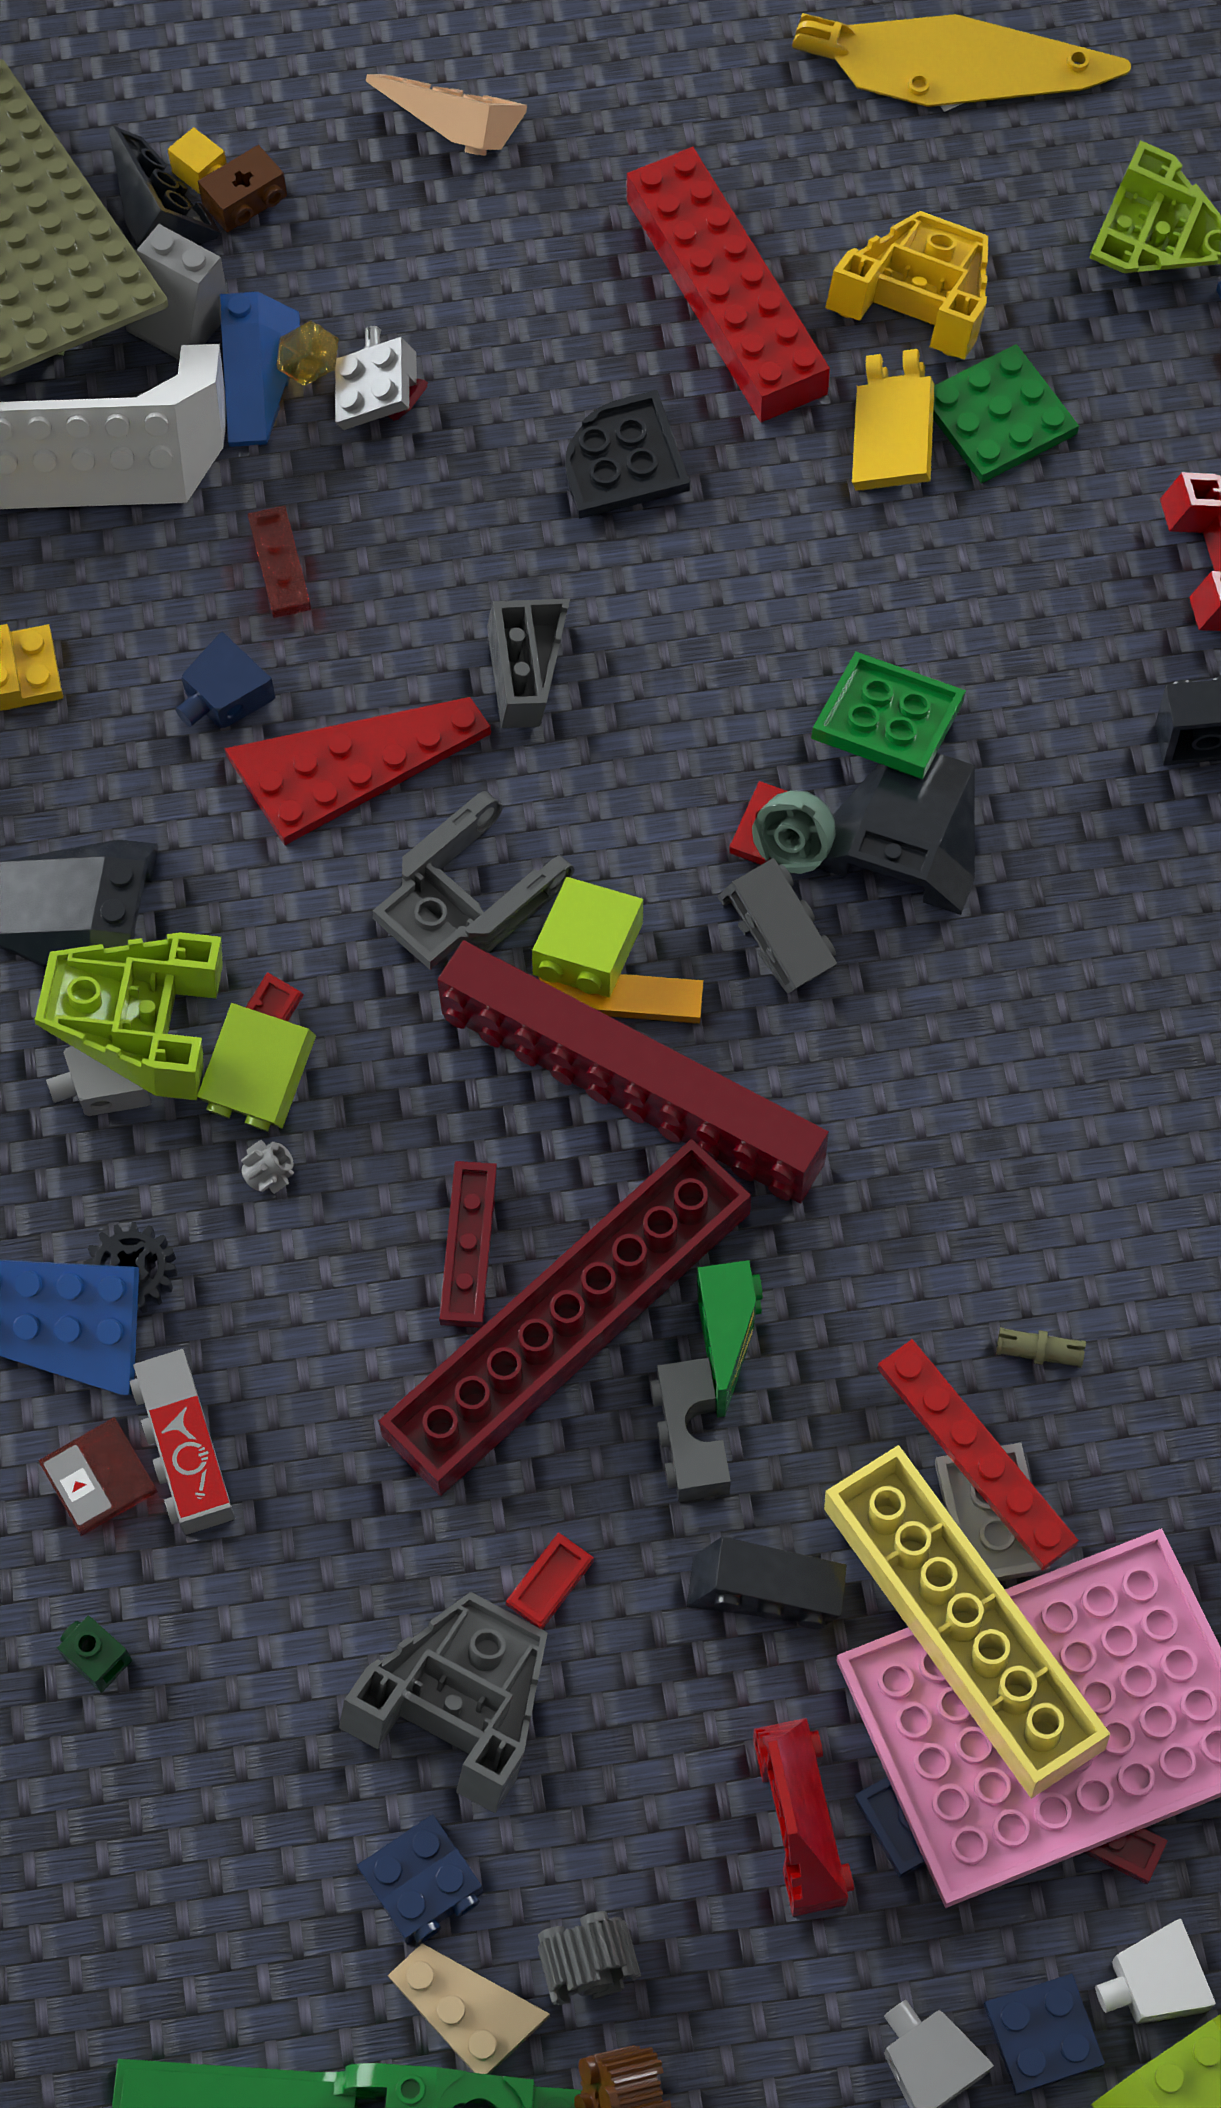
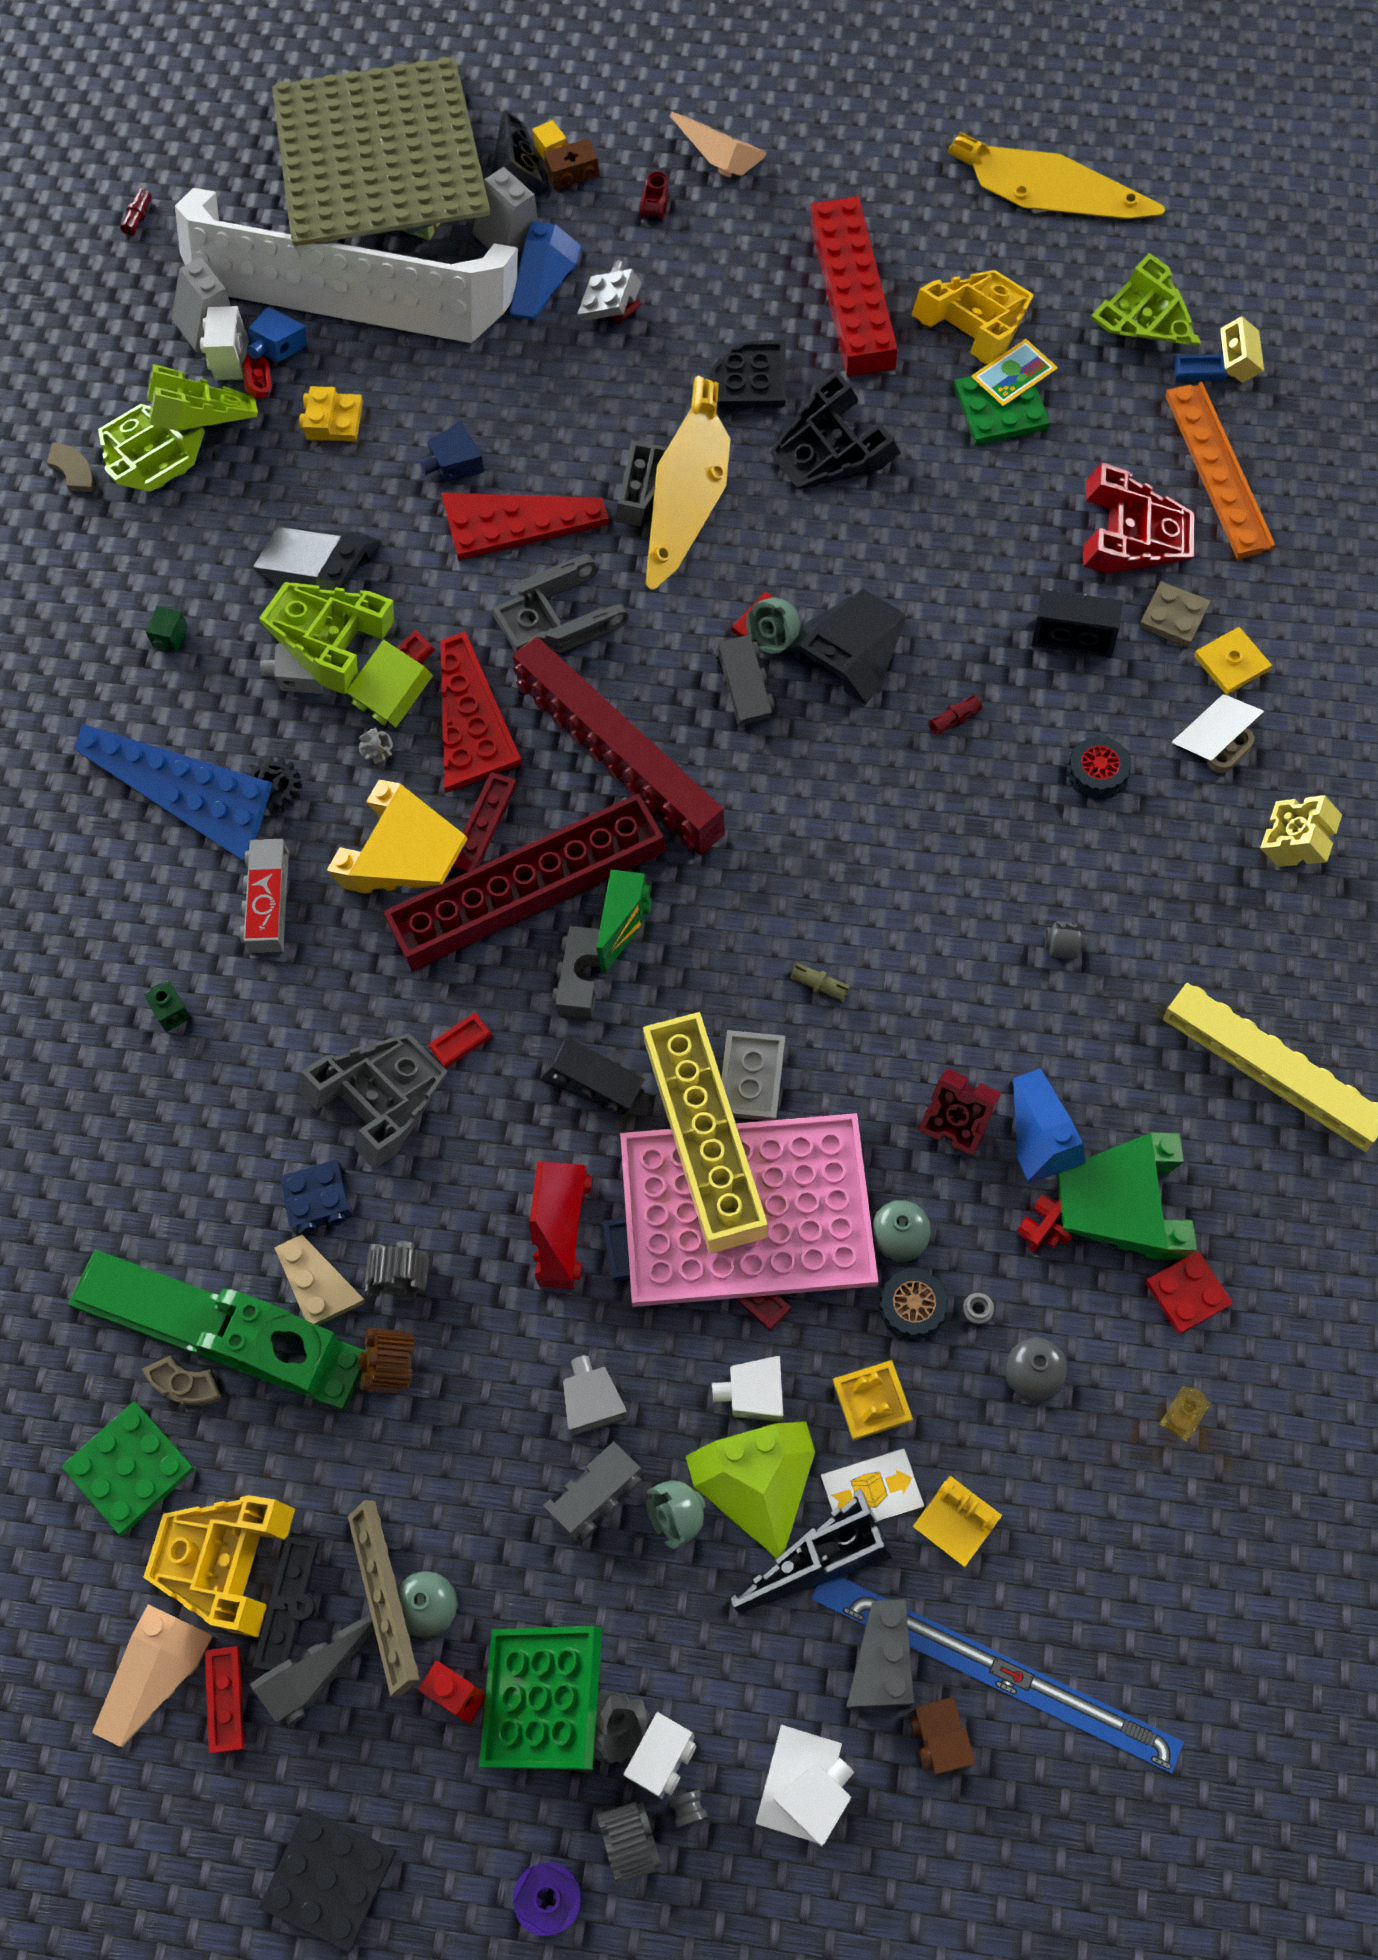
camera: 20 degrees right, 0 degrees up
(97, 1476) = (209, 903): clear red tile -> none
(279, 561) = (514, 390): clear red plate -> none
(307, 353) = (574, 269): clear yellow brick -> none
(375, 1312) = (406, 847): none -> yellow wedge
(387, 214) = (655, 196): none -> dark red piece
(401, 1096) = (472, 723): none -> red wing
(587, 937) = (621, 657): lime brick -> none
(592, 644) = (687, 483): none -> yellow wing
(645, 998) = (638, 701): light orange tile -> none
(764, 539) = (822, 445): none -> black wedge
(888, 715) = (860, 569): green plate -> none
(893, 425) = (929, 394): yellow tile -> none
(977, 1455) = (753, 1035): red plate -> none
(1004, 361) = (1014, 372): none -> sticker
(1044, 2034) = (670, 1404): dark blue plate -> none
(1095, 898) = (955, 715): none -> dark red pin

